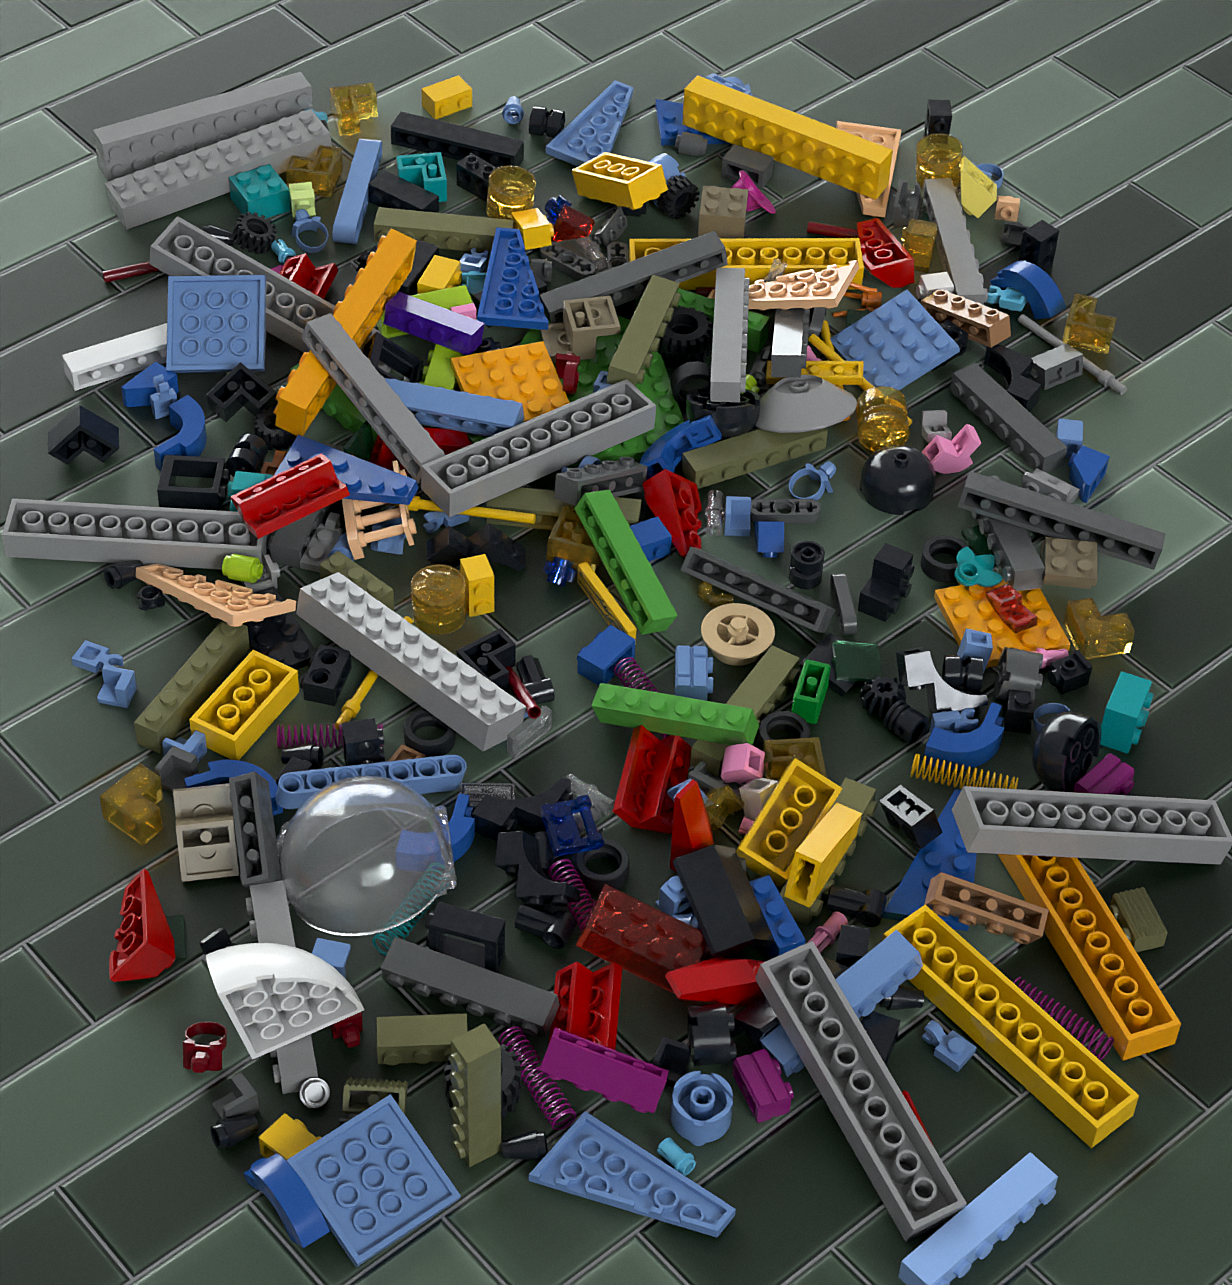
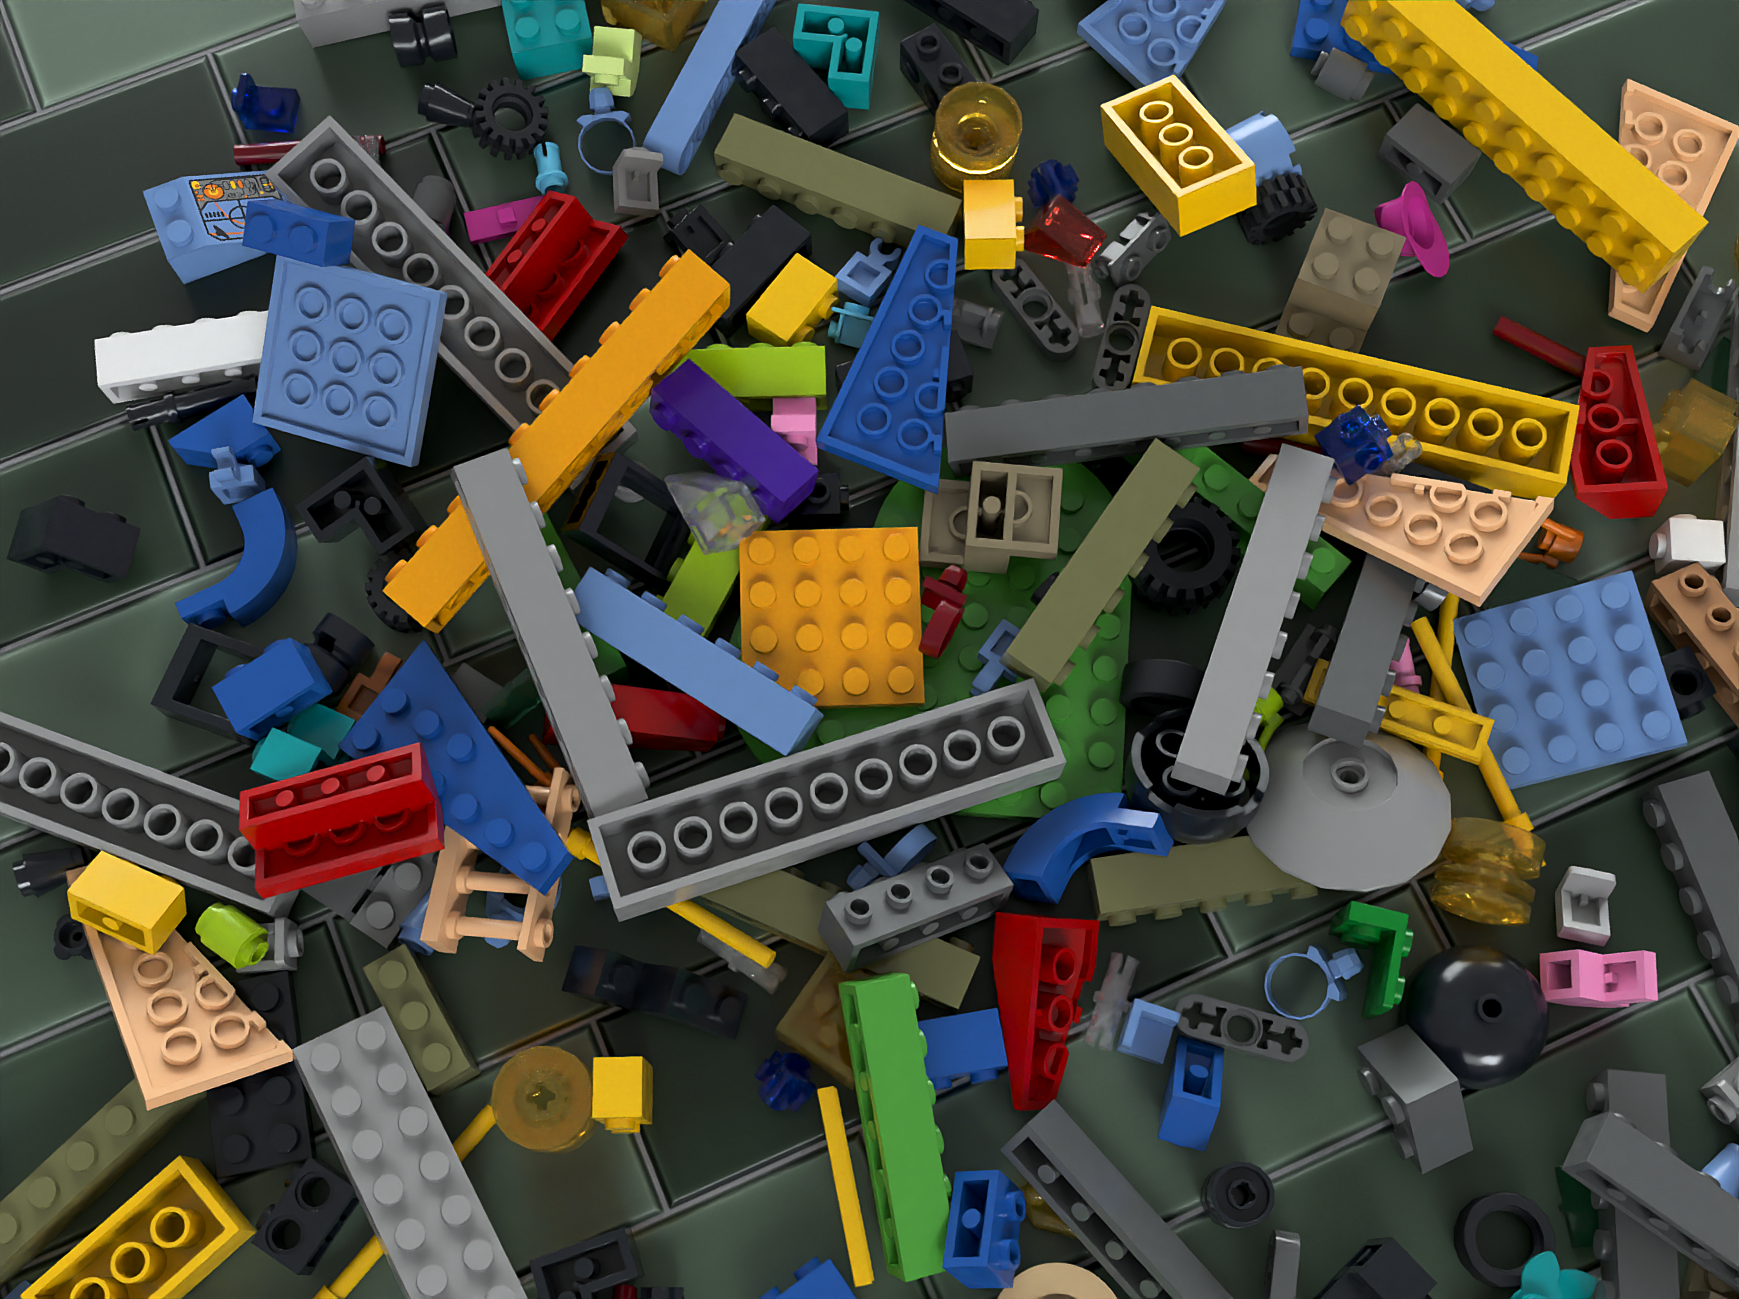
camera: 20 degrees right, 25 degrees up
(105, 303) = (204, 220): none -> medium blue slope
(113, 255) = (264, 106): none -> clear blue bracket
(115, 380) = (176, 406): none -> black pin
(178, 262) = (298, 232): none -> blue brick
(180, 563) = (127, 902): none -> yellow brick
(196, 207) = (423, 36): none -> black wheel
(226, 458) = (271, 688): none -> blue brick
(333, 245) = (636, 182): none -> light grey bracket
(437, 346) = (715, 508): none -> clear slope
(520, 534) = (766, 978): none -> clear pin
(685, 597) = (984, 1229): none -> blue brick
(756, 265) = (1356, 443): none -> clear blue brick
(837, 448) = (1388, 932): none -> green bracket
(884, 508) = (1417, 1096): none -> dark grey brick

